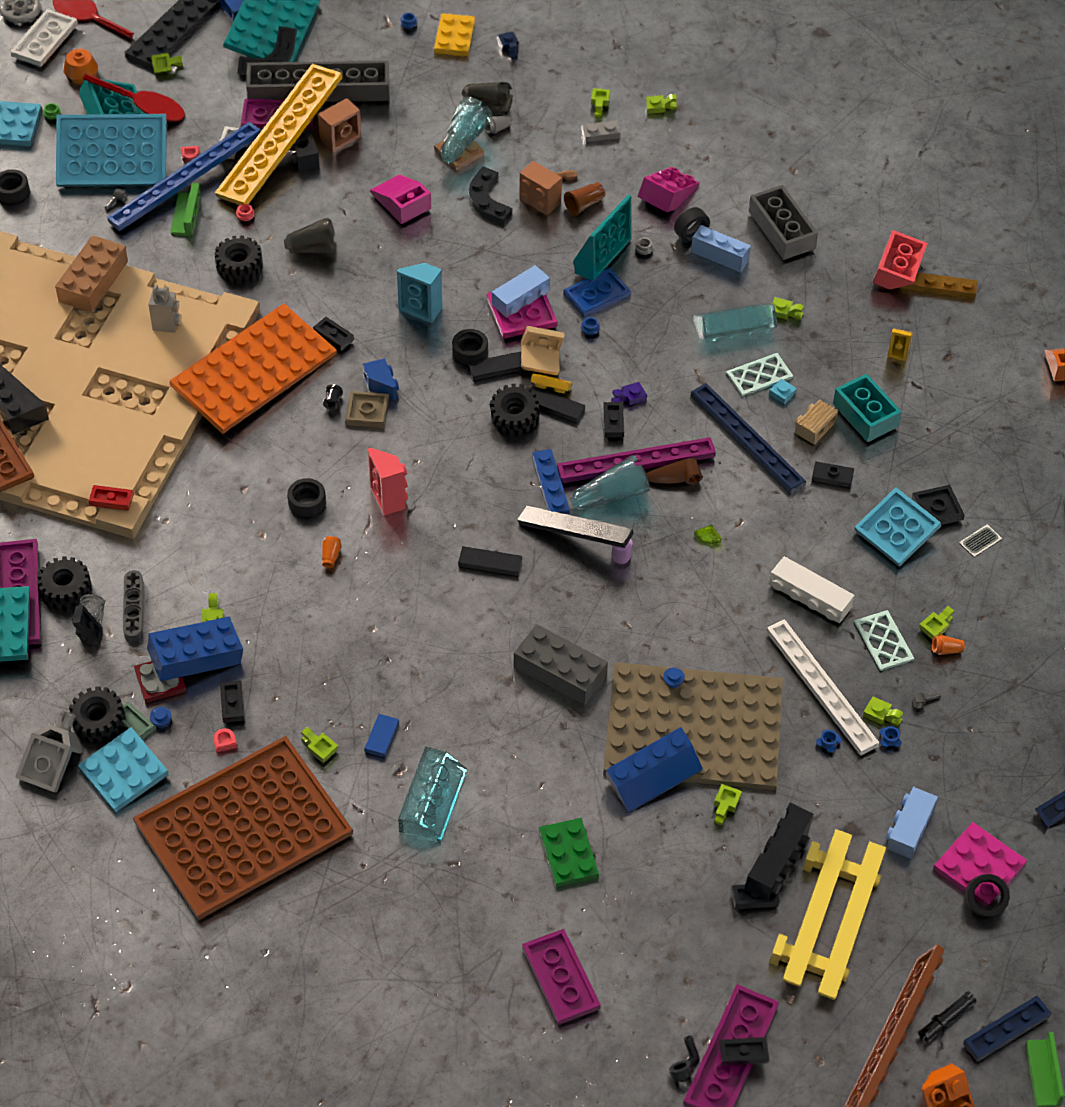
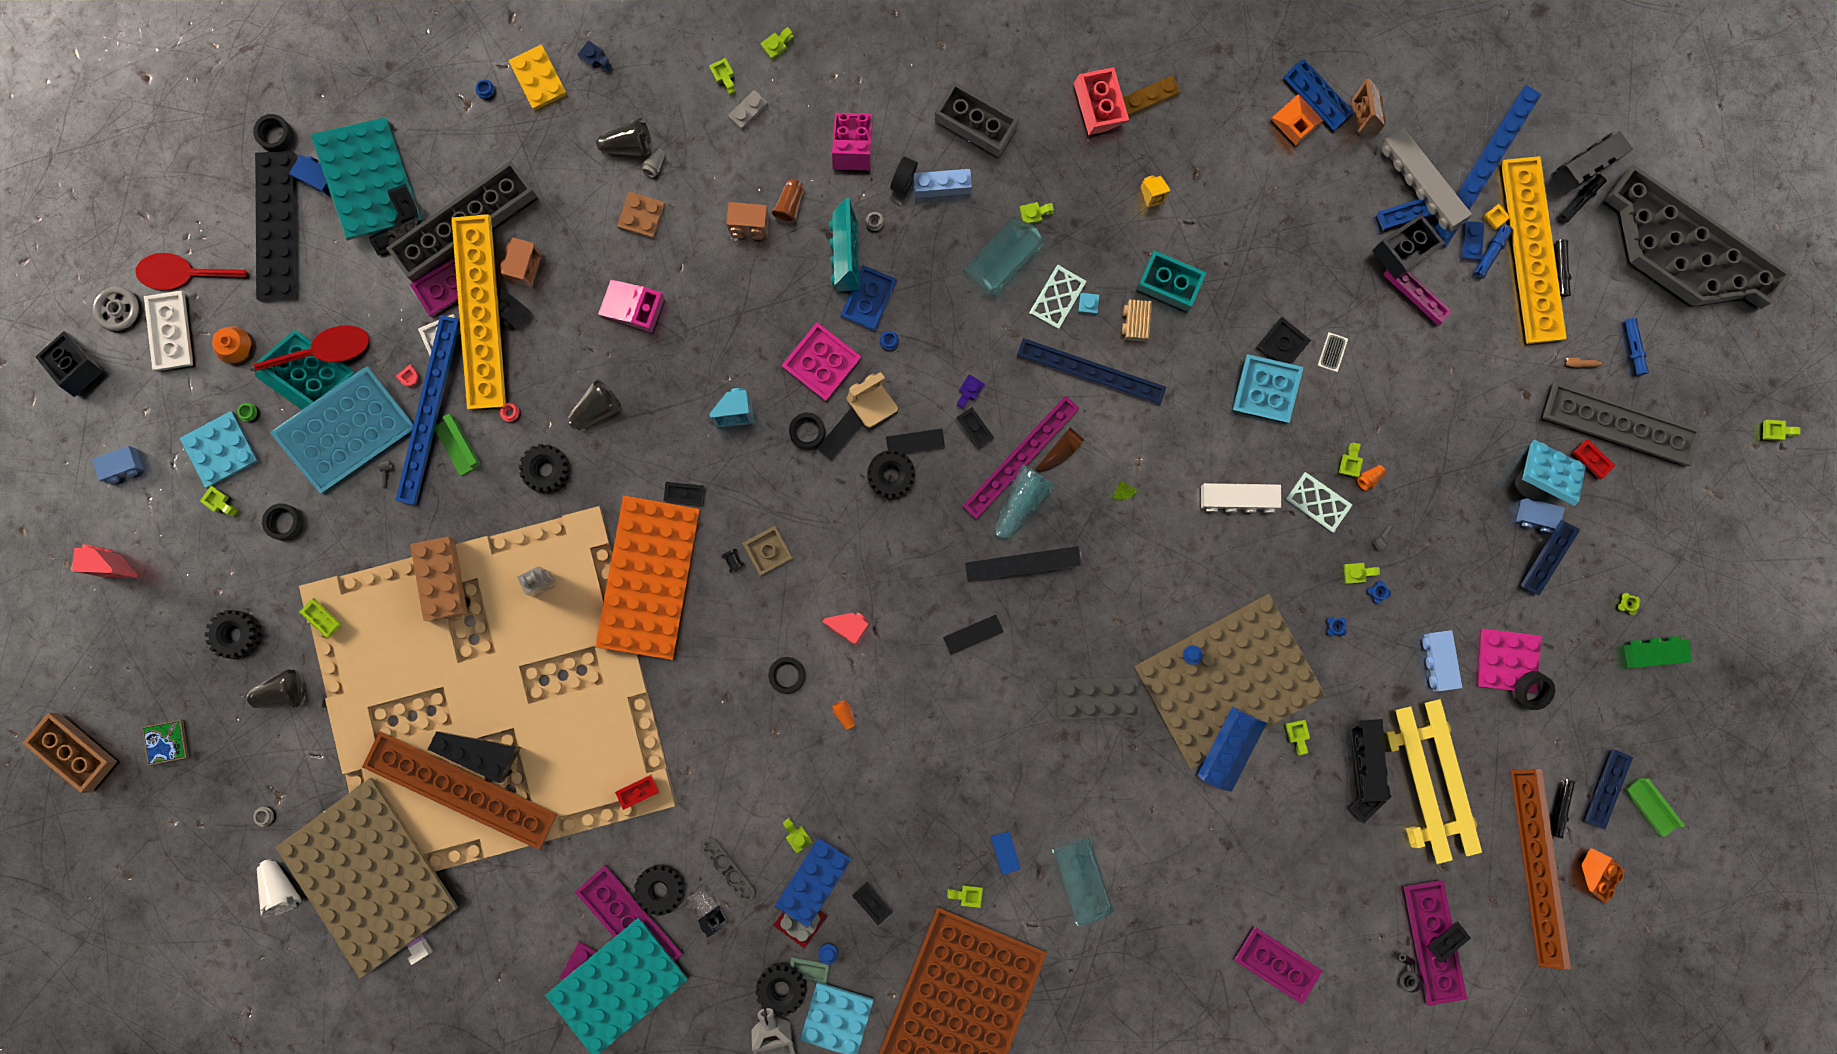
camera: 35 degrees left, 30 degrees up
(163, 63) = (303, 290): lime plate -> none
(224, 740) = (891, 938): coral tile -> none
(379, 378) = (757, 515): blue slope -> none
(466, 125) = (636, 192): clear light blue cone -> none
(482, 201) = (698, 259): black plate -> none
(520, 291) = (813, 349): light blue brick -> none
(543, 381) = (900, 423): yellow plate -> none
(550, 481) = (967, 525): blue plate -> none
(568, 175) = (753, 181): medium nougat piece -> none
(568, 852) = (1212, 856): green plate -> none
(822, 687) = (1302, 581): white plate -> none
(832, 474) = (1181, 364): black plate -> none

